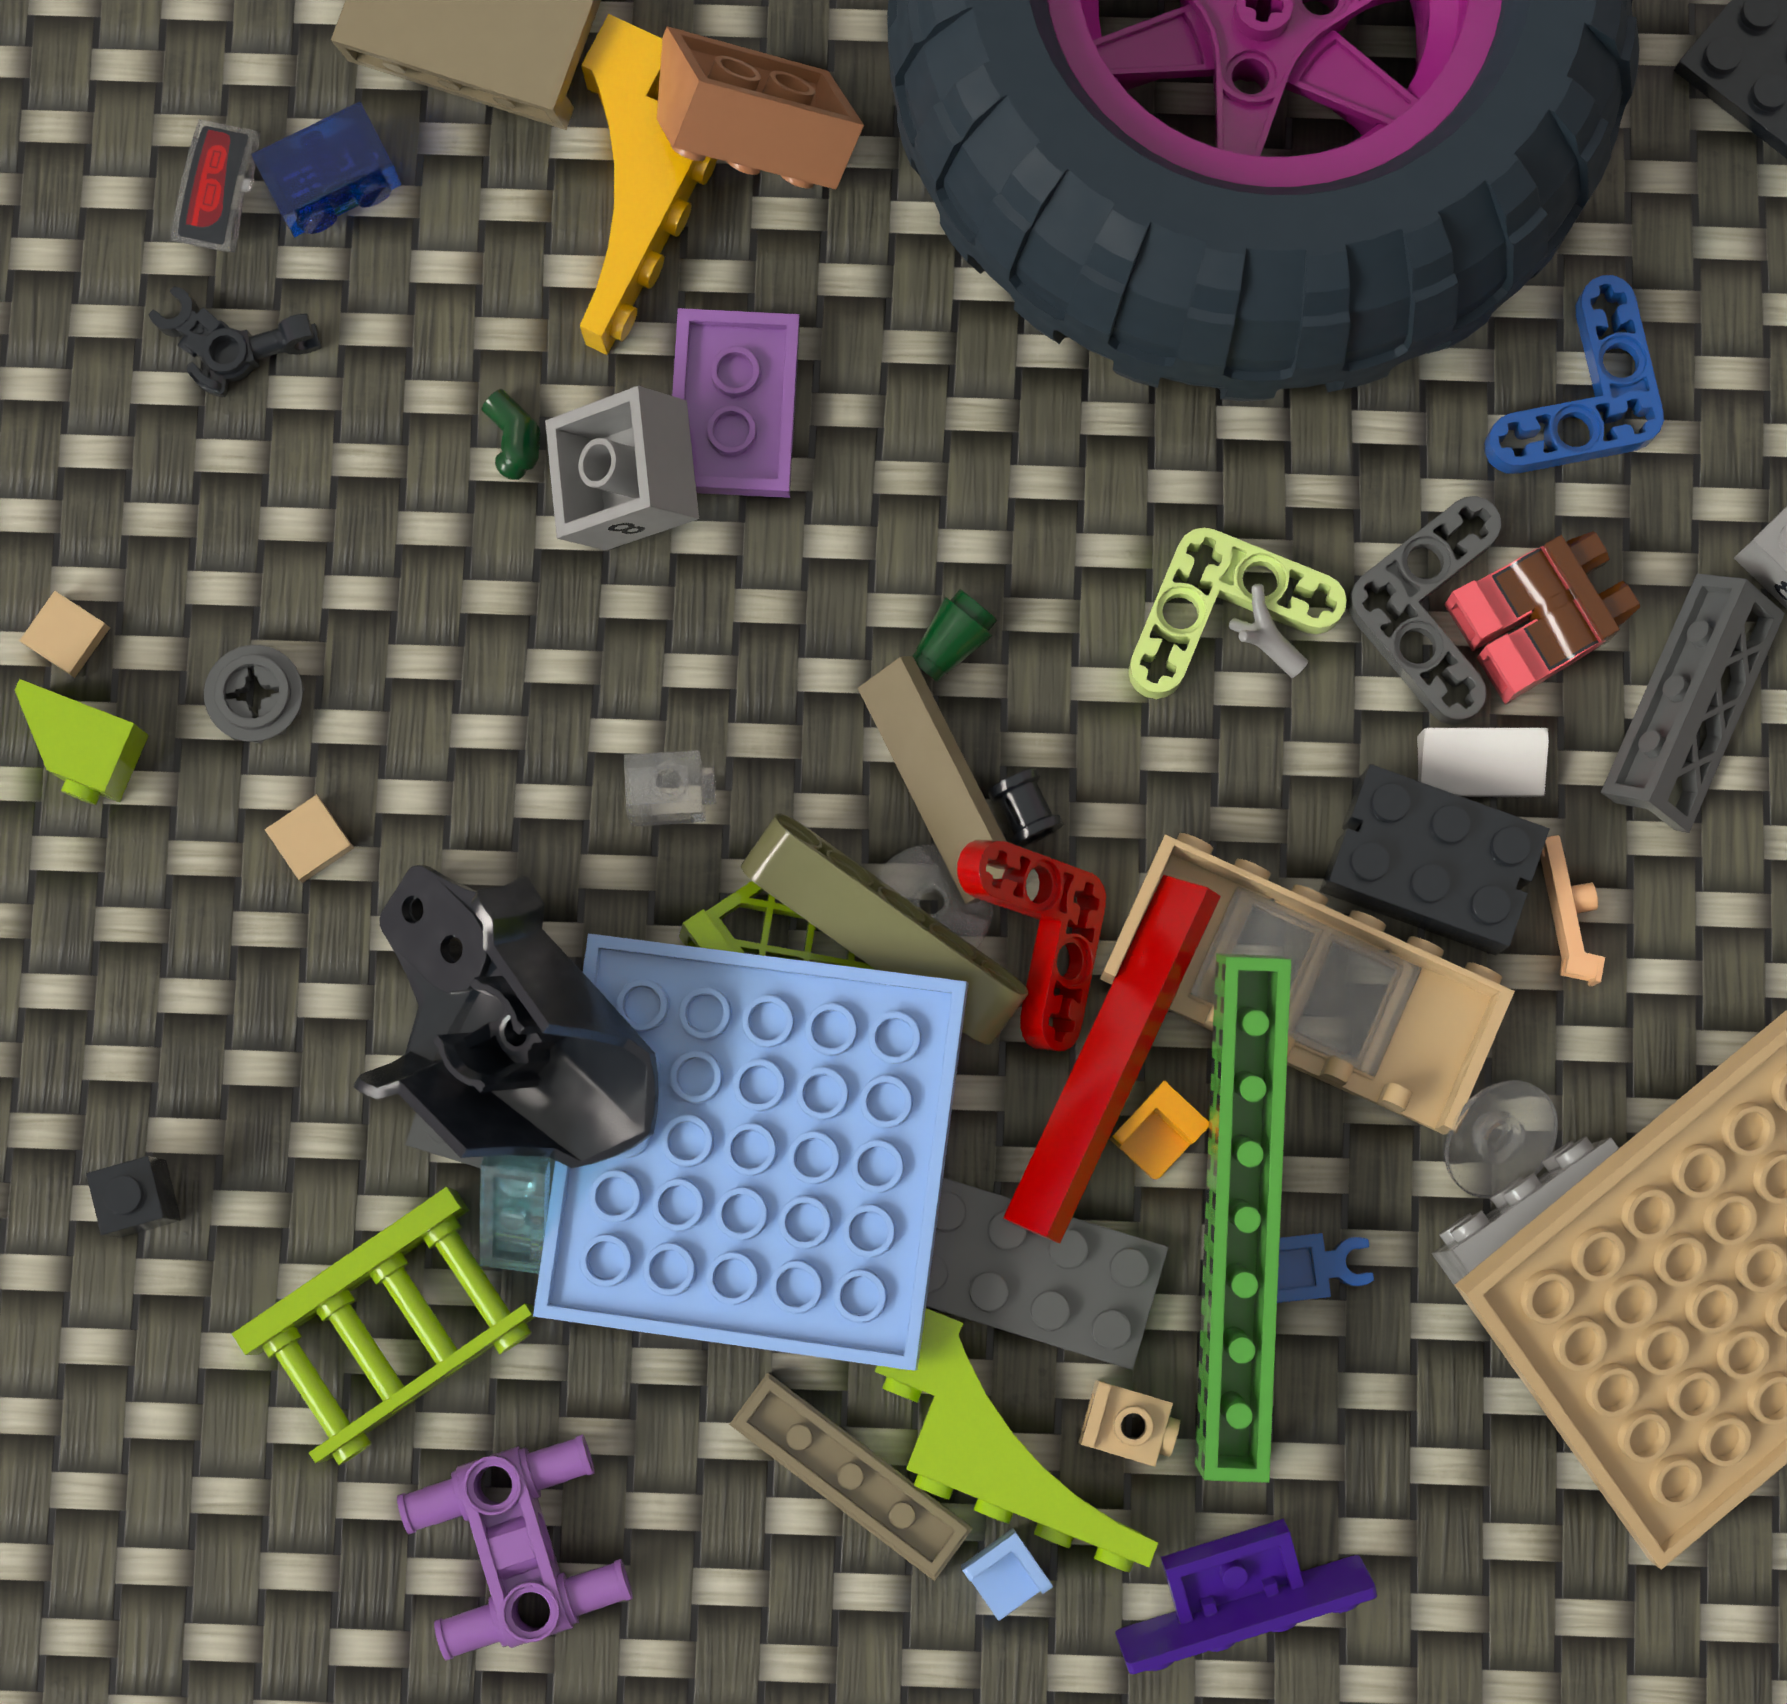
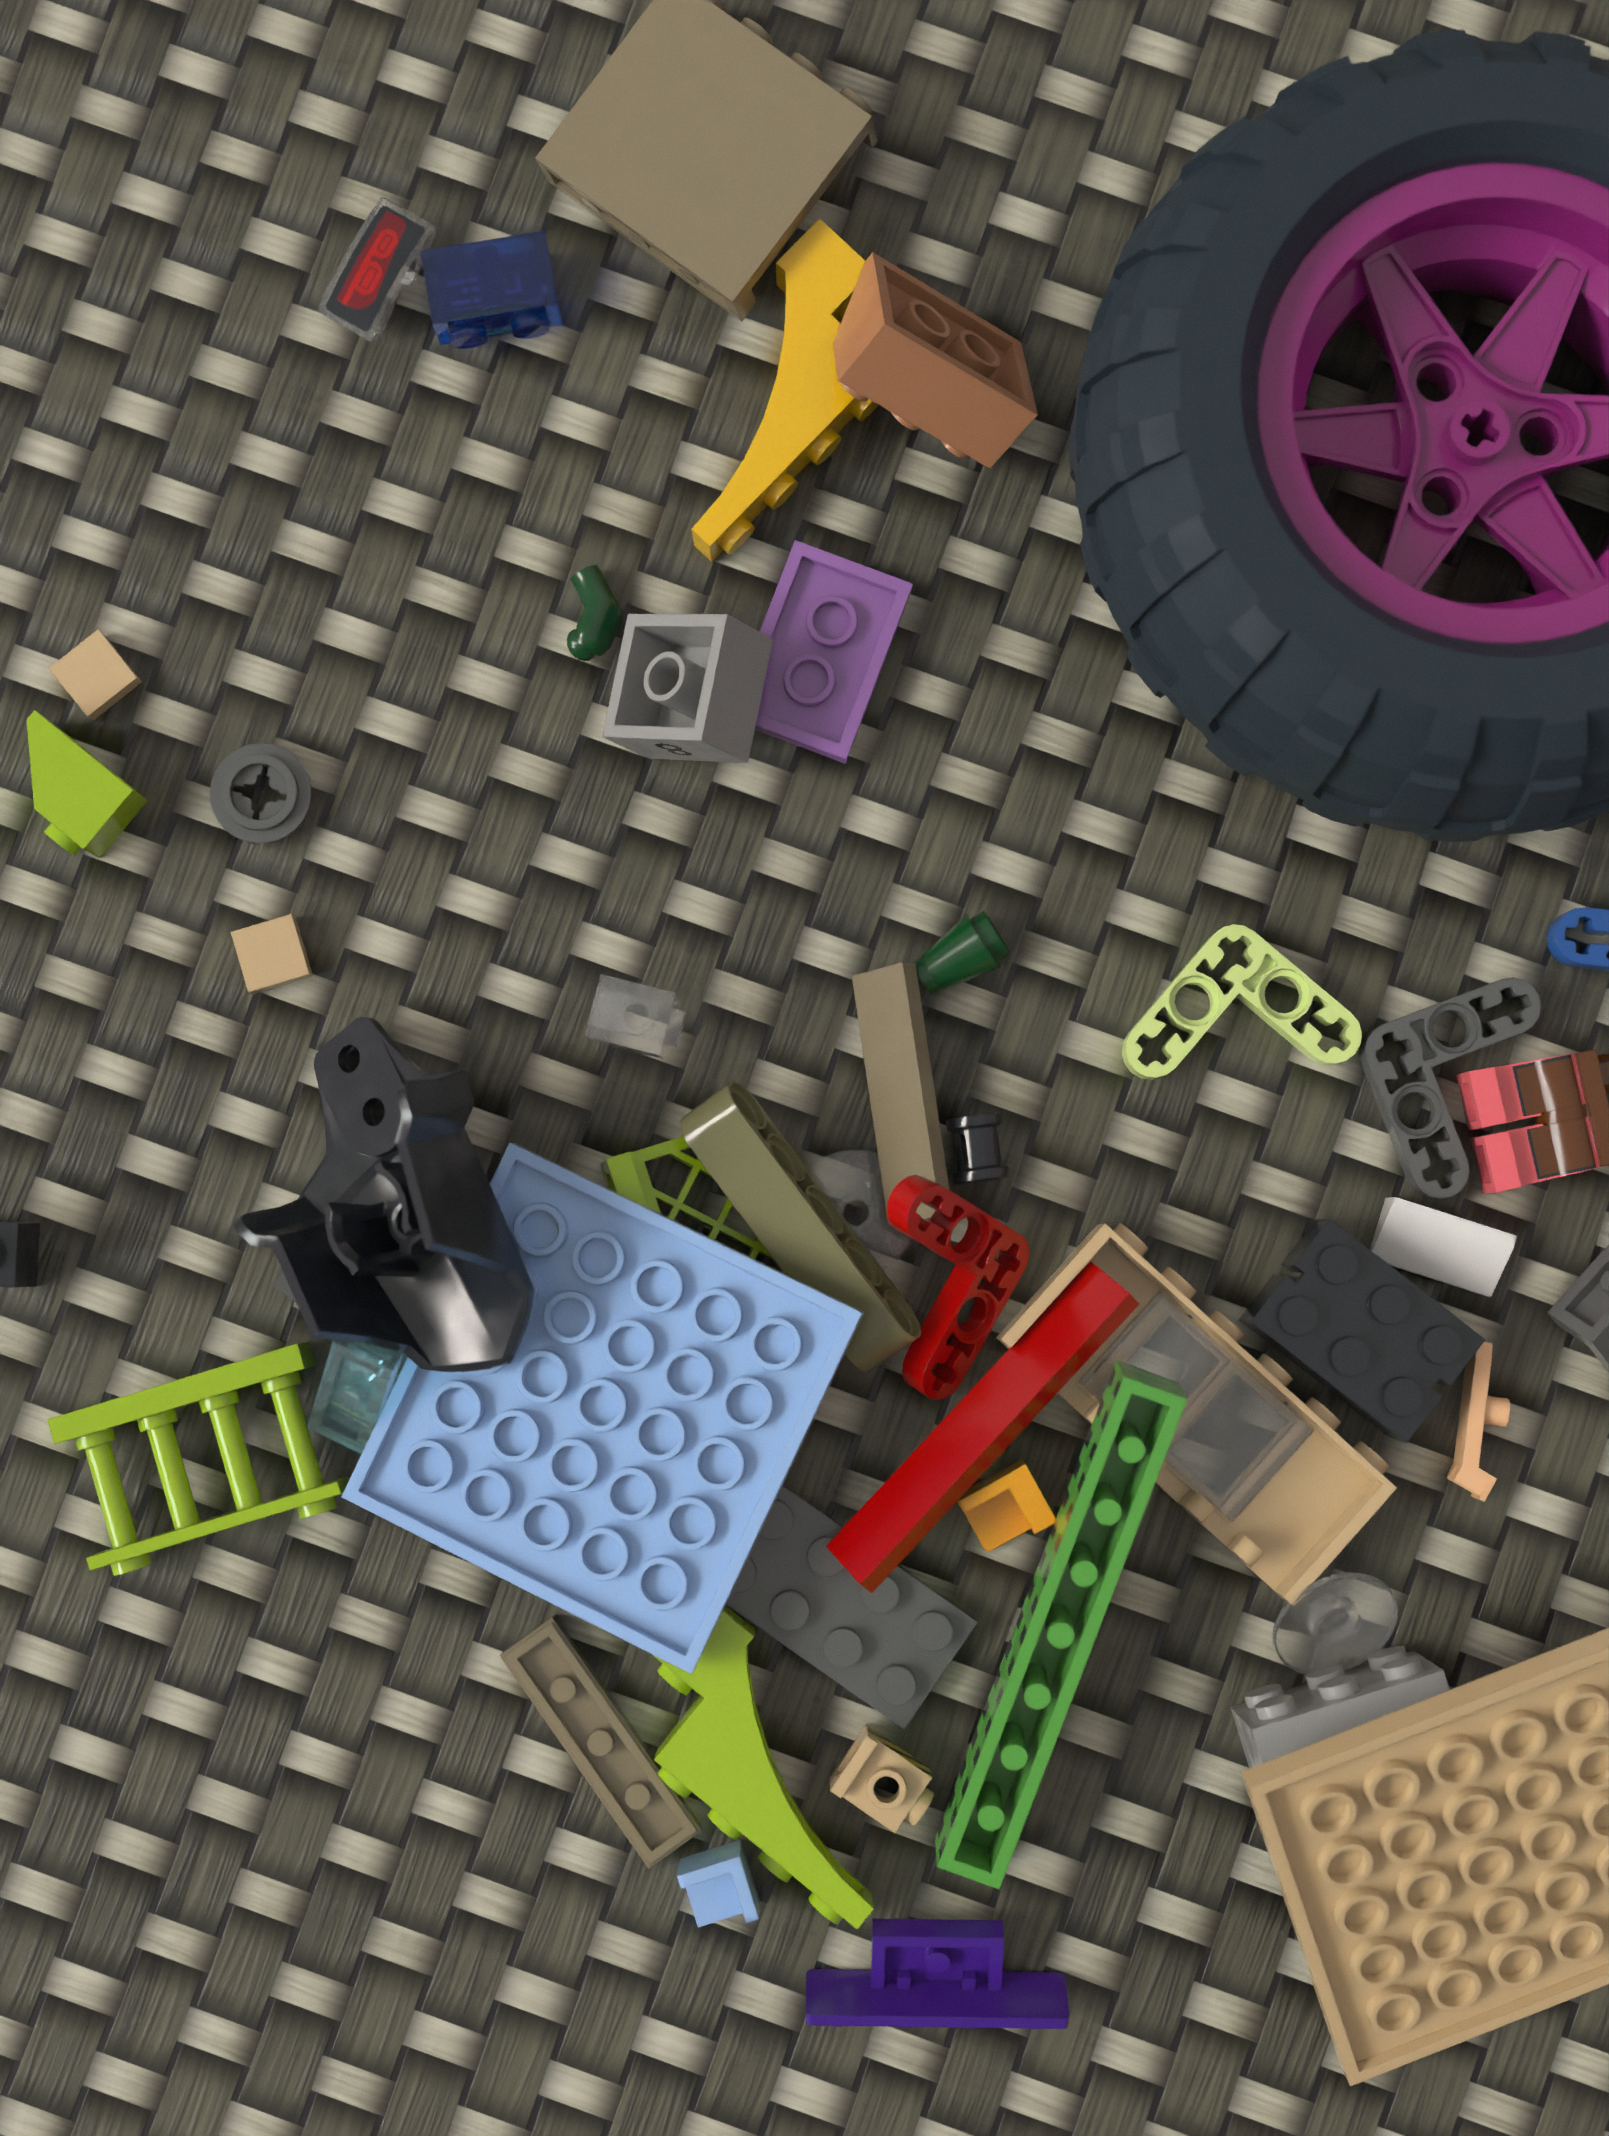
camera: 15 degrees right, 5 degrees up
(227, 352) = (340, 443): black piece -> none
(514, 1547) = (257, 1708): medium lavender piece -> none
(1267, 636) = (1270, 1054): light grey bar -> none
(1307, 1267) = (1108, 1685): blue plate -> none

